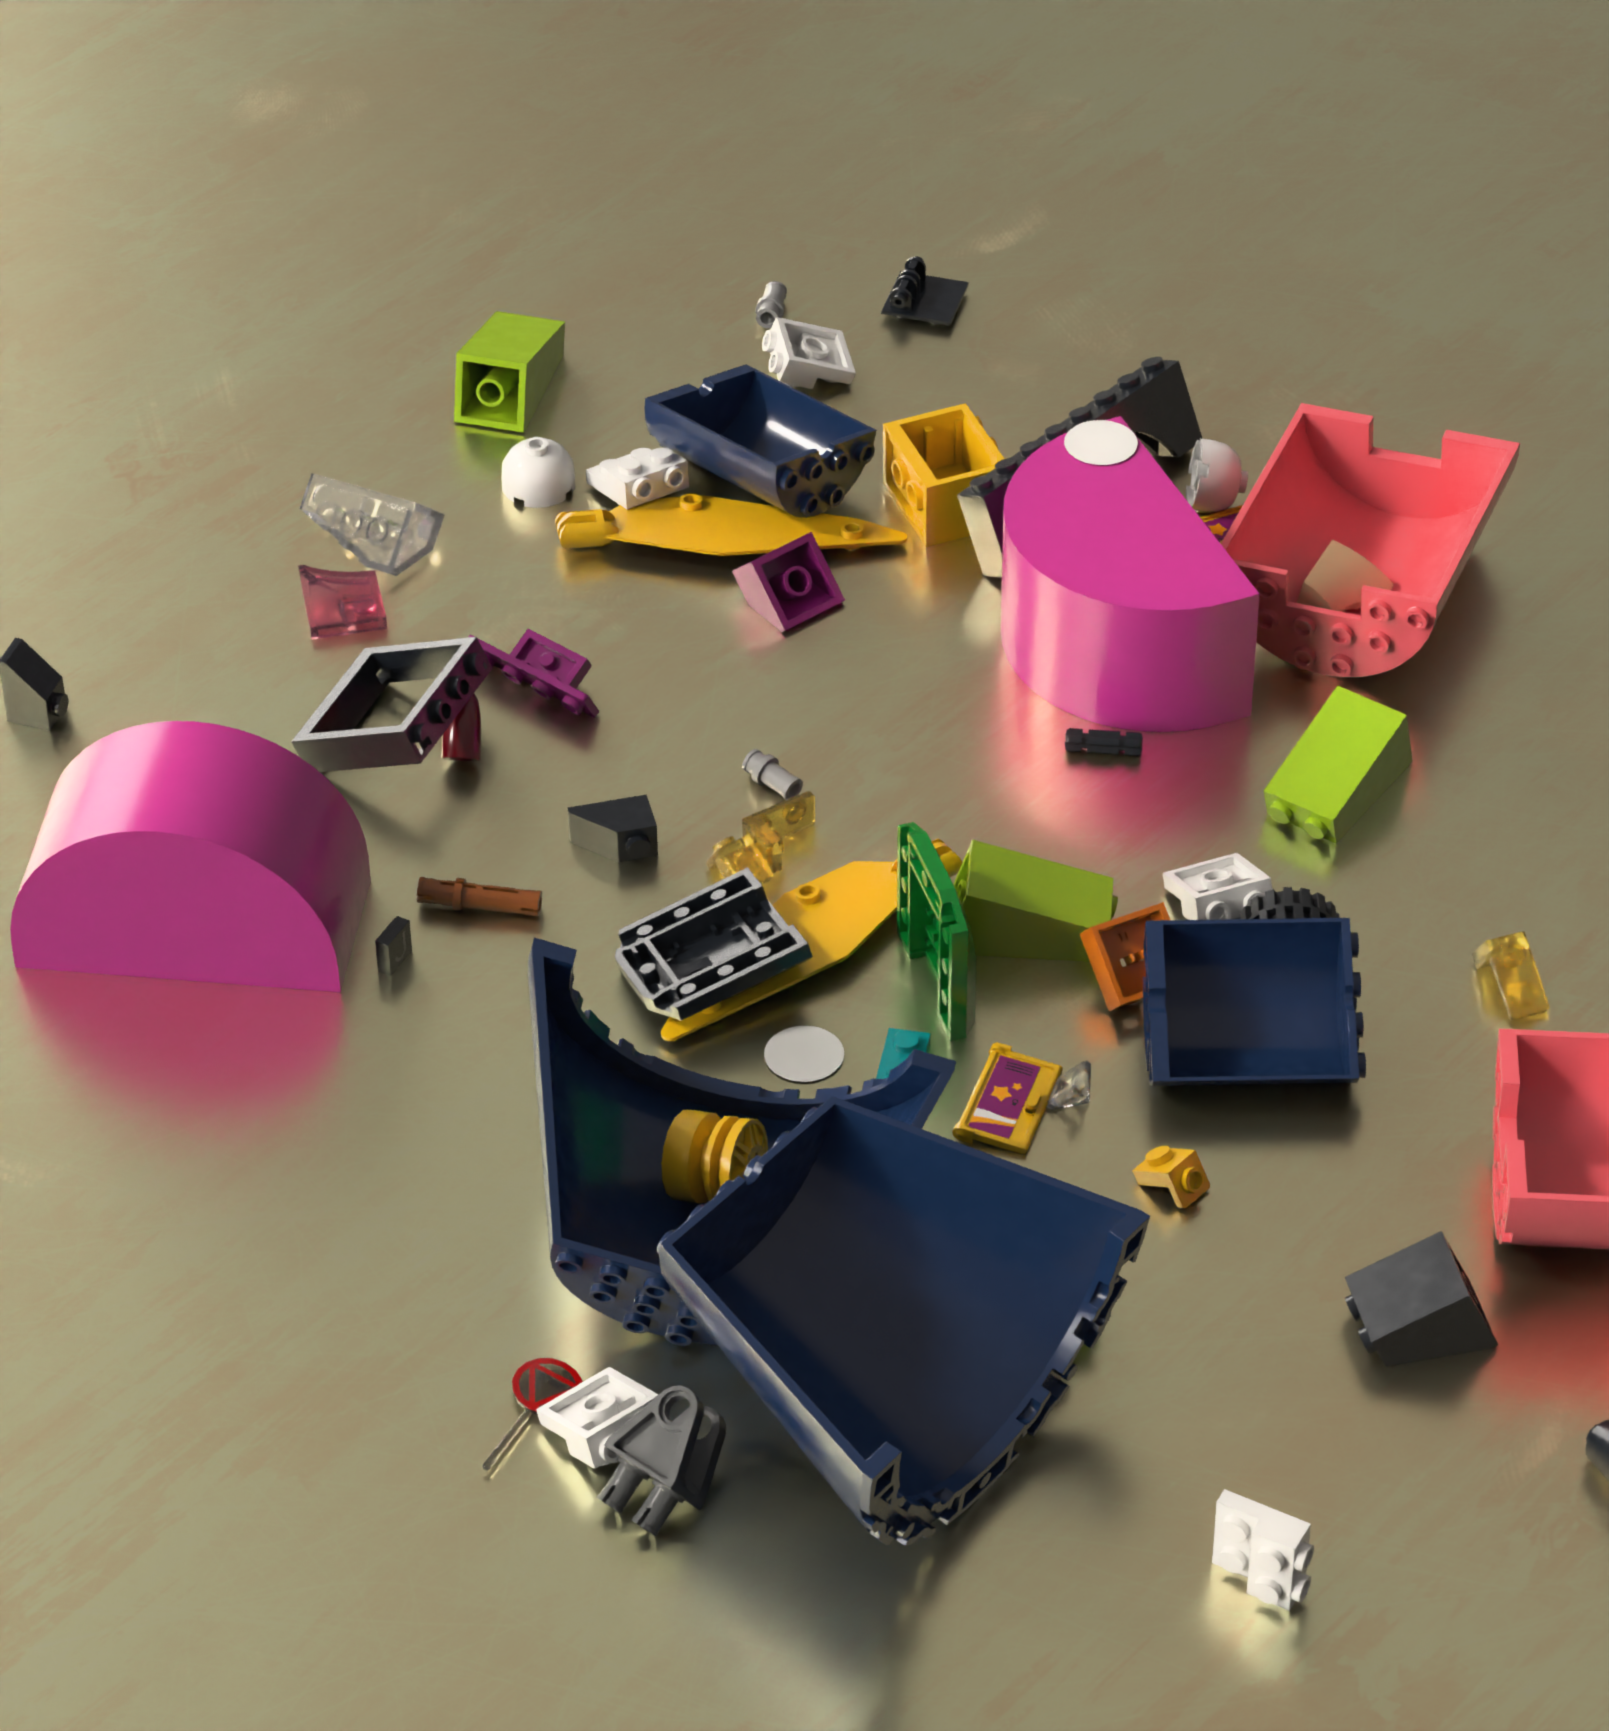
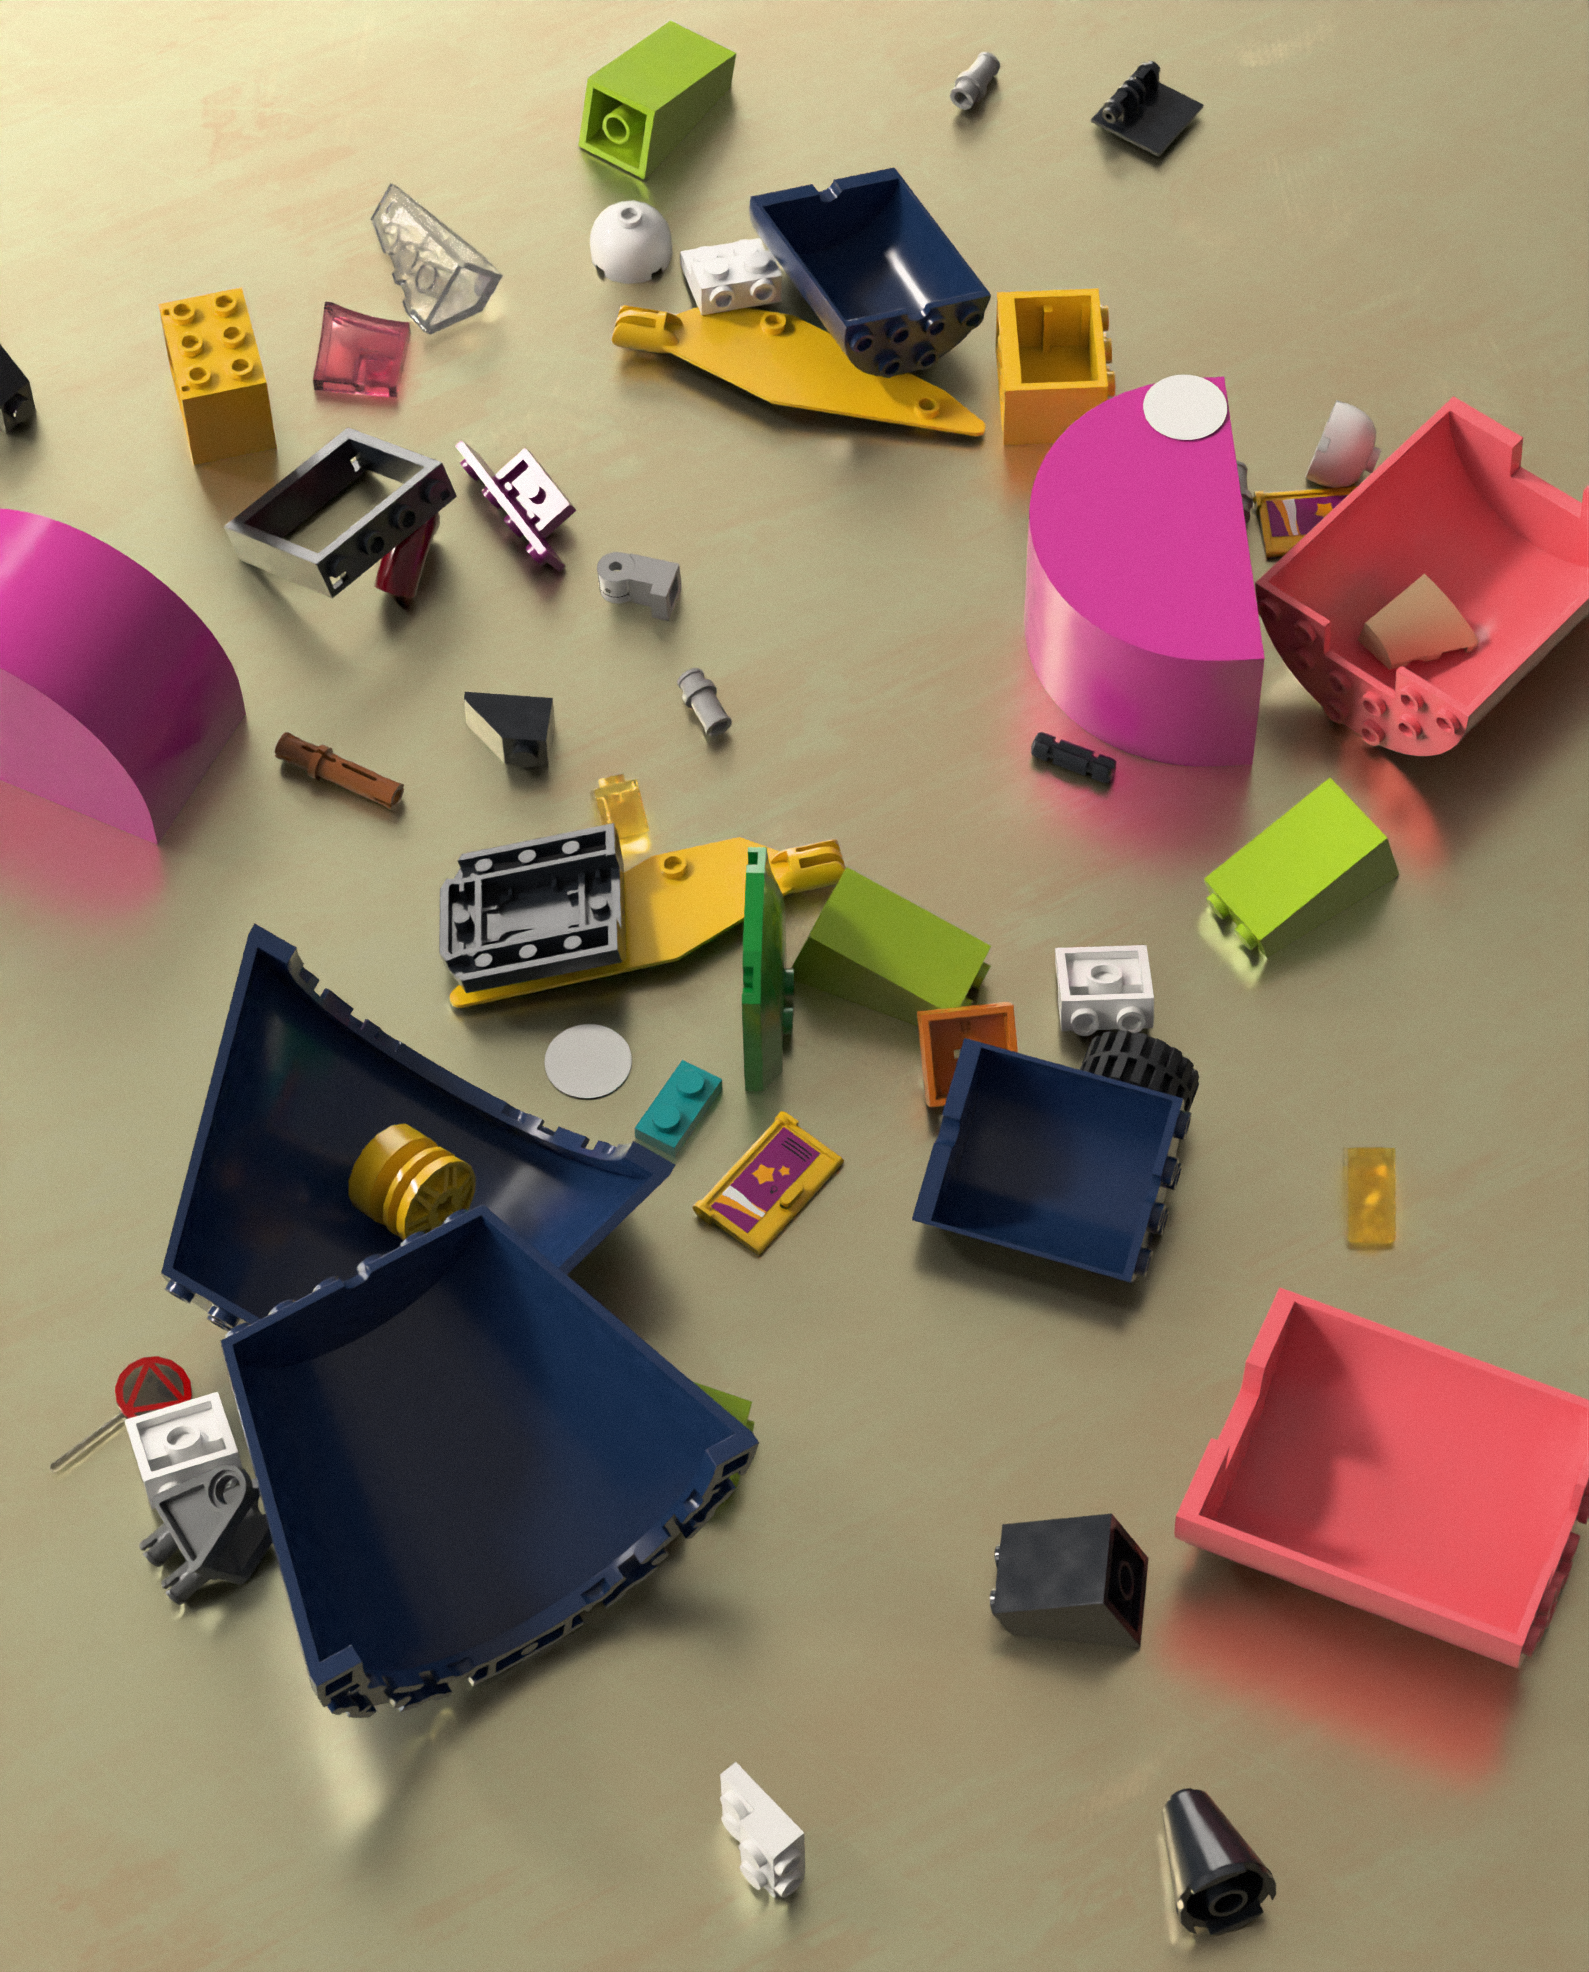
camera: 20 degrees right, 15 degrees up
(233, 634) = (218, 376): none -> yellow container
(393, 945) = (225, 808): black tile -> none
(671, 704) = (640, 581): none -> light grey leg
(777, 822) = (677, 766): clear yellow bracket -> none
(789, 583) = (829, 460): magenta slope -> none
(807, 352) = (982, 159): white plate -> none
(1072, 1087) = (838, 1191): clear slope -> none
(1150, 402) = (1296, 338): black arch -> none
(1174, 1169) = (894, 1332): yellow bracket -> none

